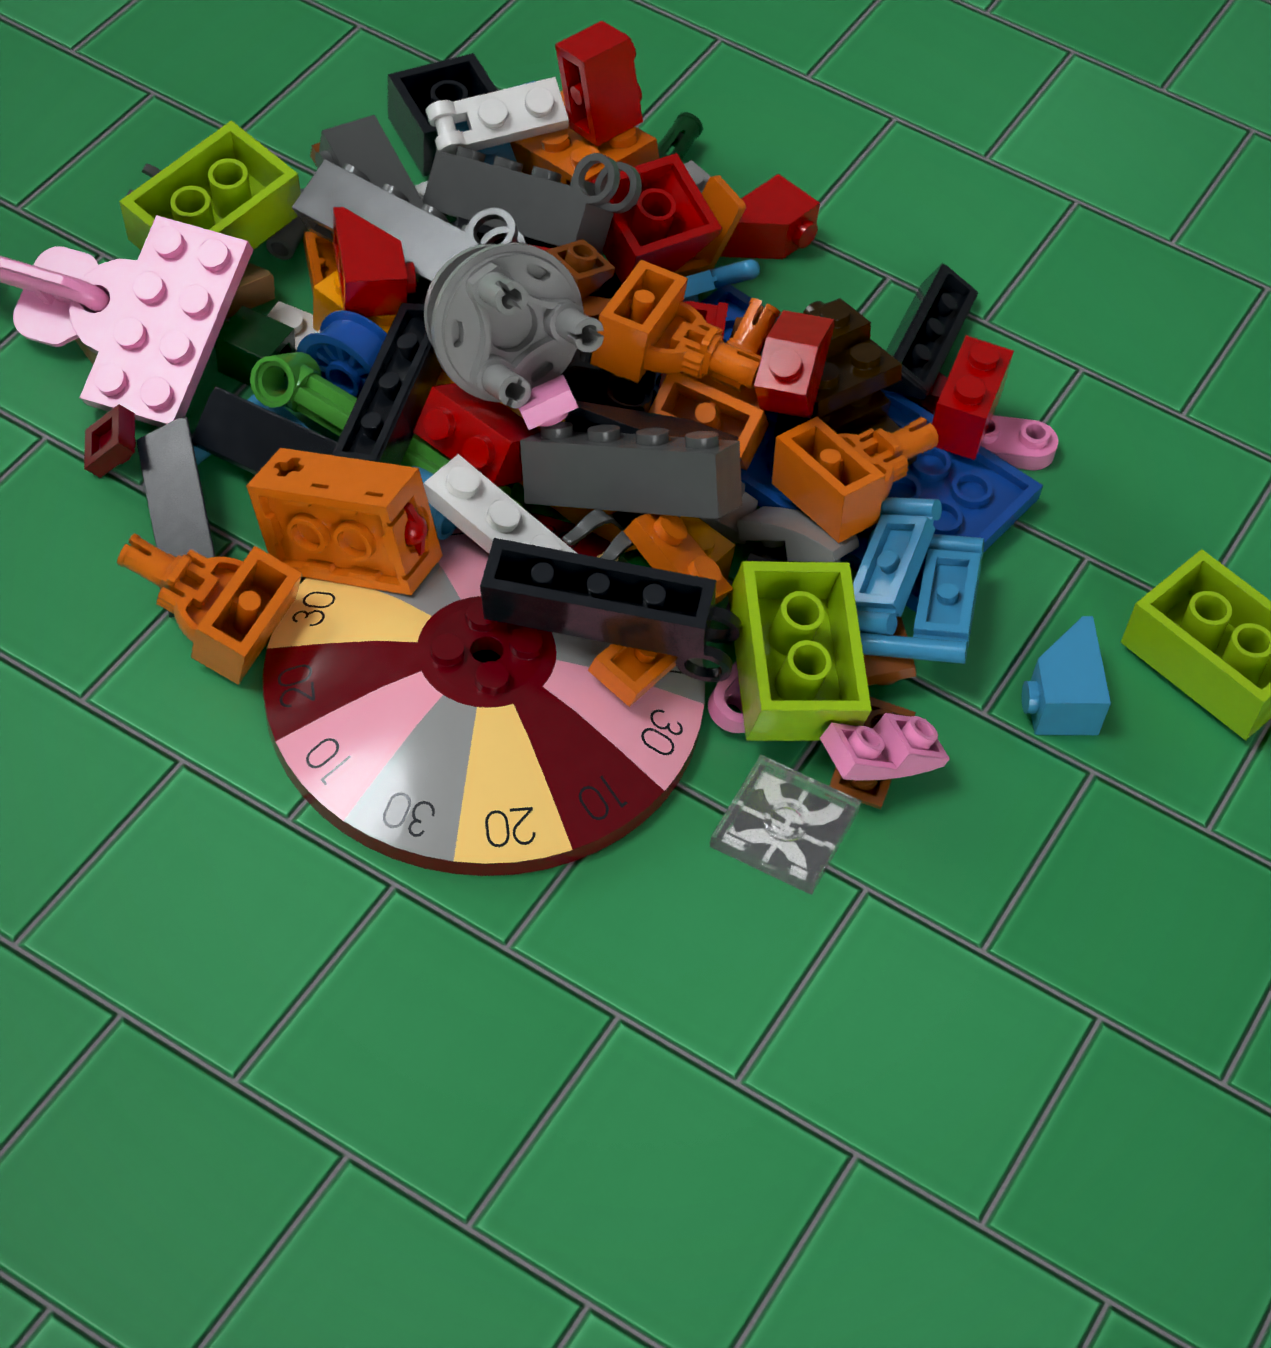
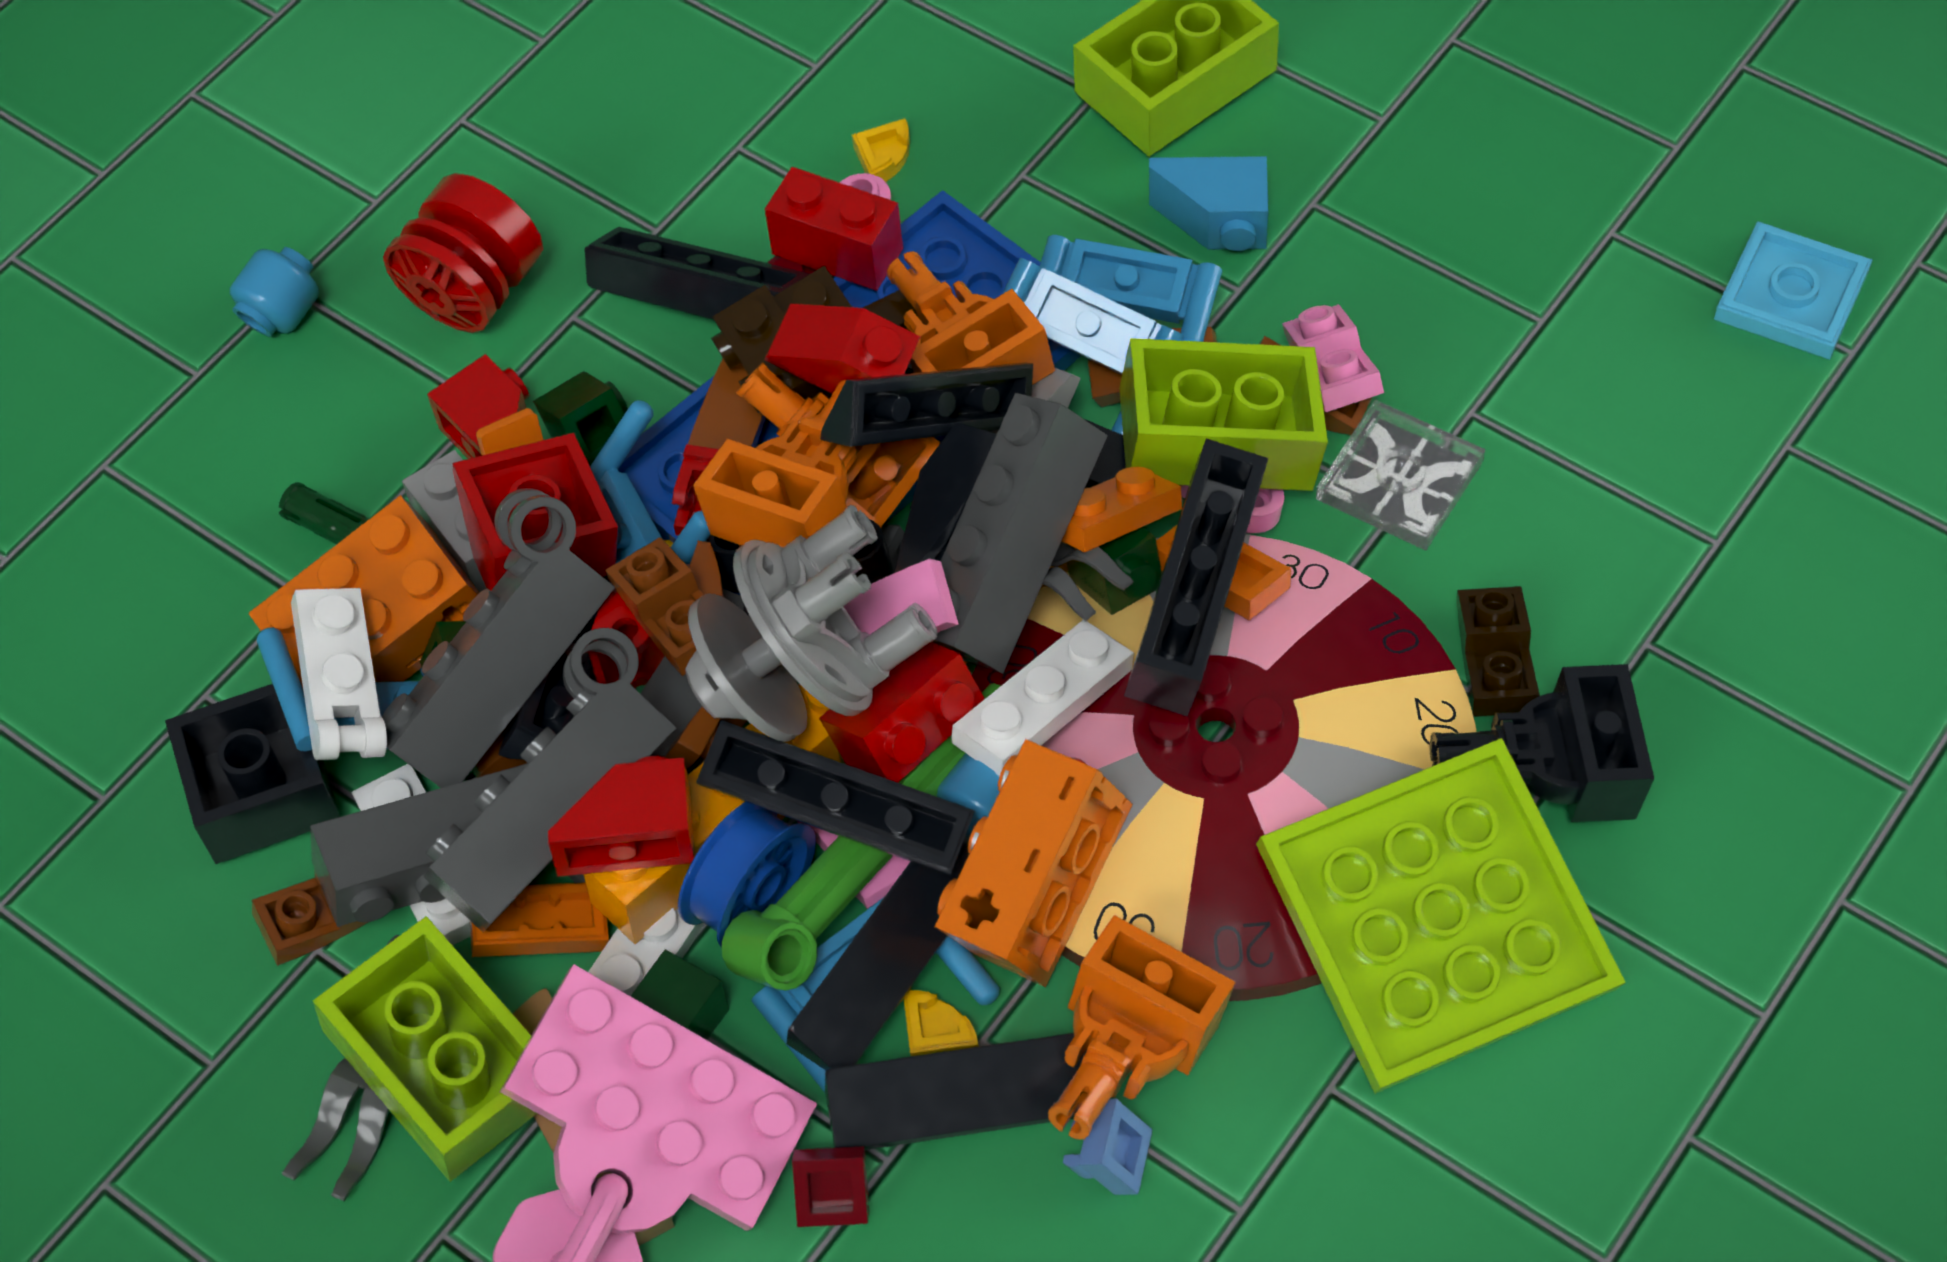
camera: 75 degrees left, 5 degrees up
(126, 605) = (1114, 1150): none -> medium blue tile
(237, 511) = (936, 1025): none -> yellow tile
(315, 813) = (1439, 914): none -> lime plate
(482, 922) = (1573, 744): none -> black brick
(599, 82) = (337, 525): red brick -> none
(603, 890) = (1496, 649): none -> dark brown slope
(752, 419) = (924, 403): none -> black slope
(781, 268) = (583, 408): none -> dark green brick
(876, 97) = (274, 291): none -> dark azure head
(906, 180) = (463, 252): none -> red wheel
(1048, 1171) = (1793, 290): none -> medium azure tile
(1091, 458) = (883, 148): none -> yellow tile

